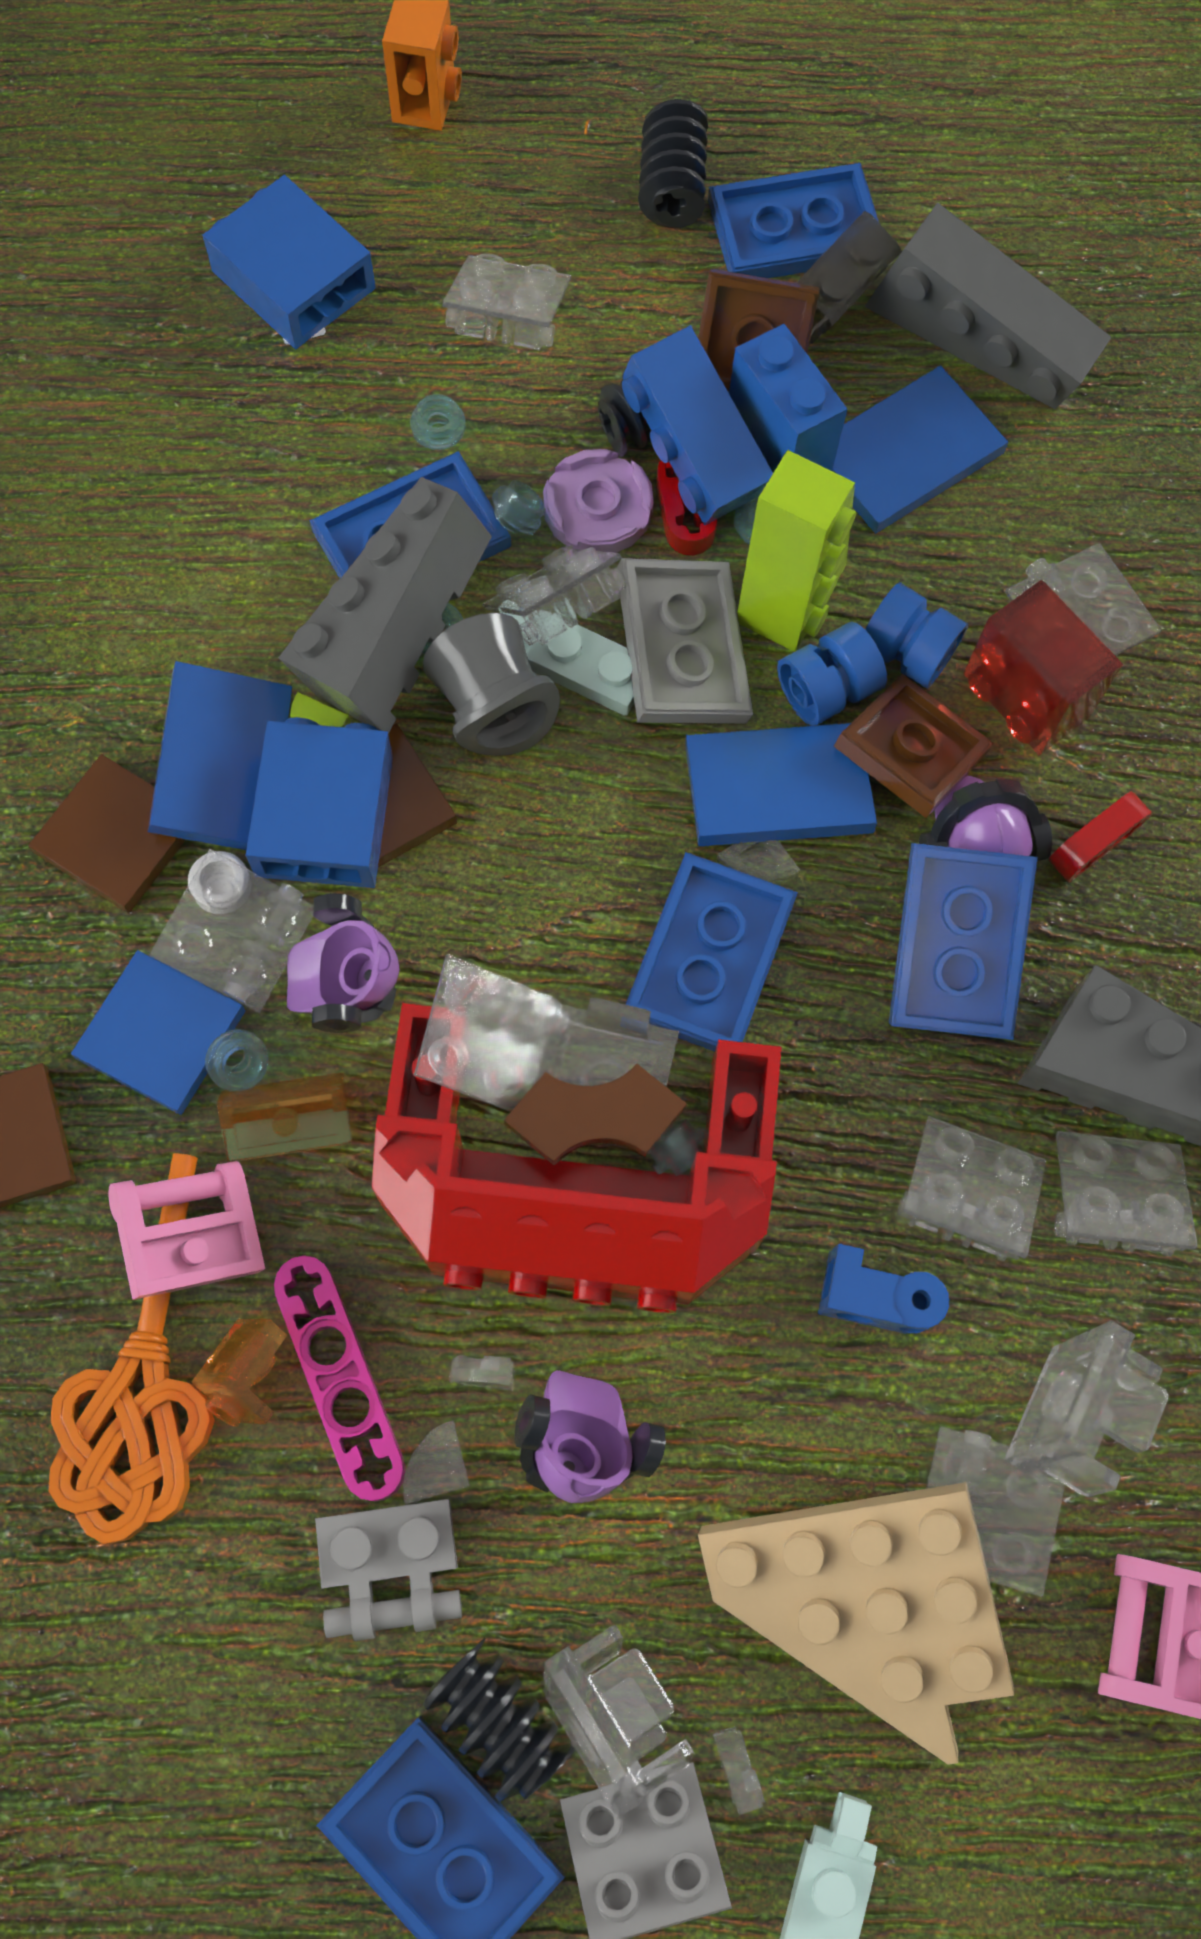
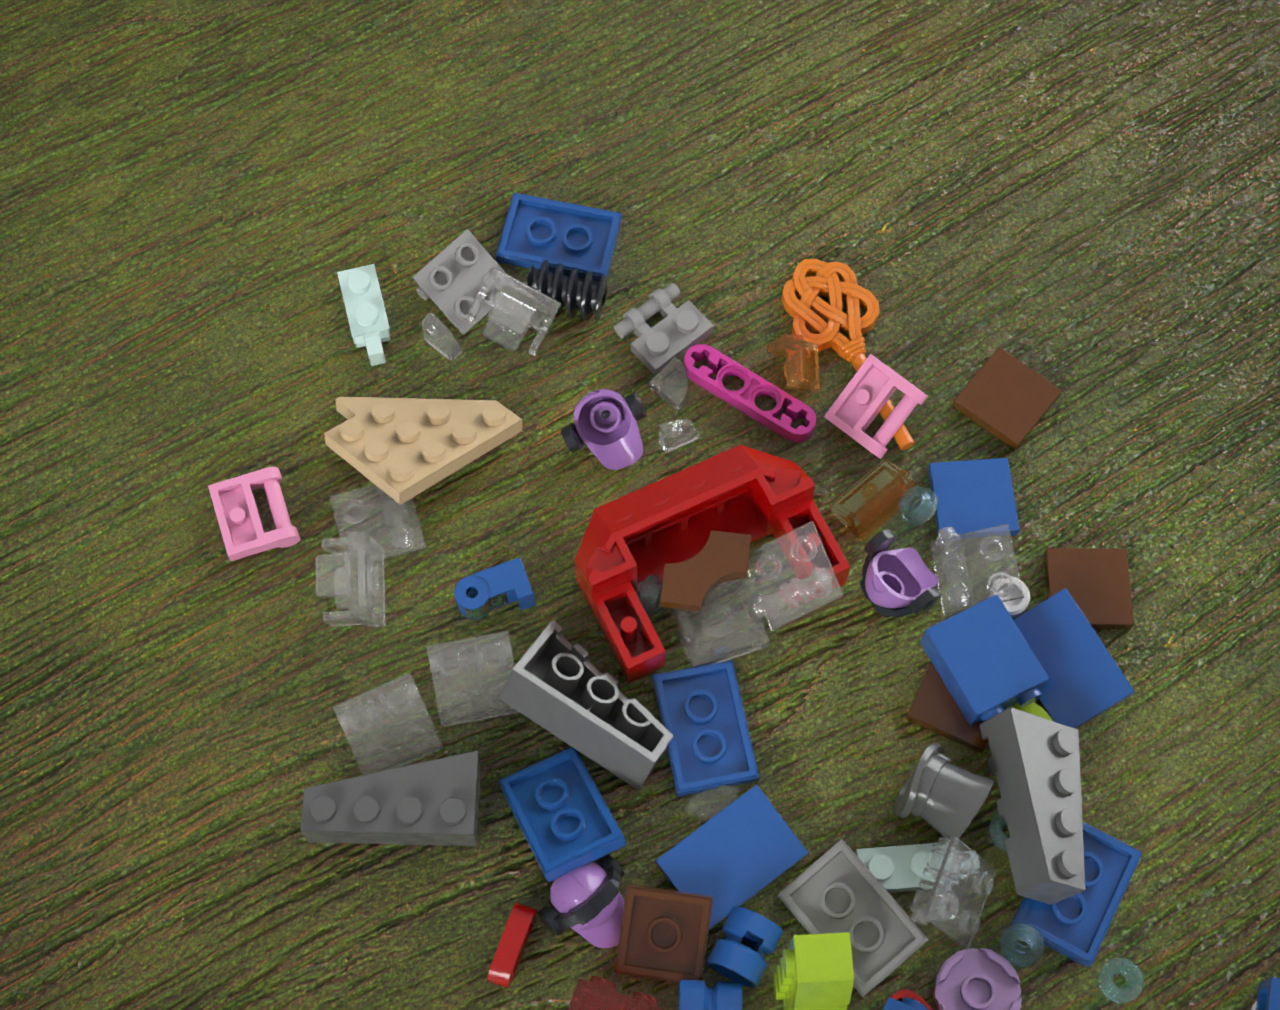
camera: 150 degrees right, 5 degrees down
(864, 1063) = (585, 708): none -> dark grey wedge

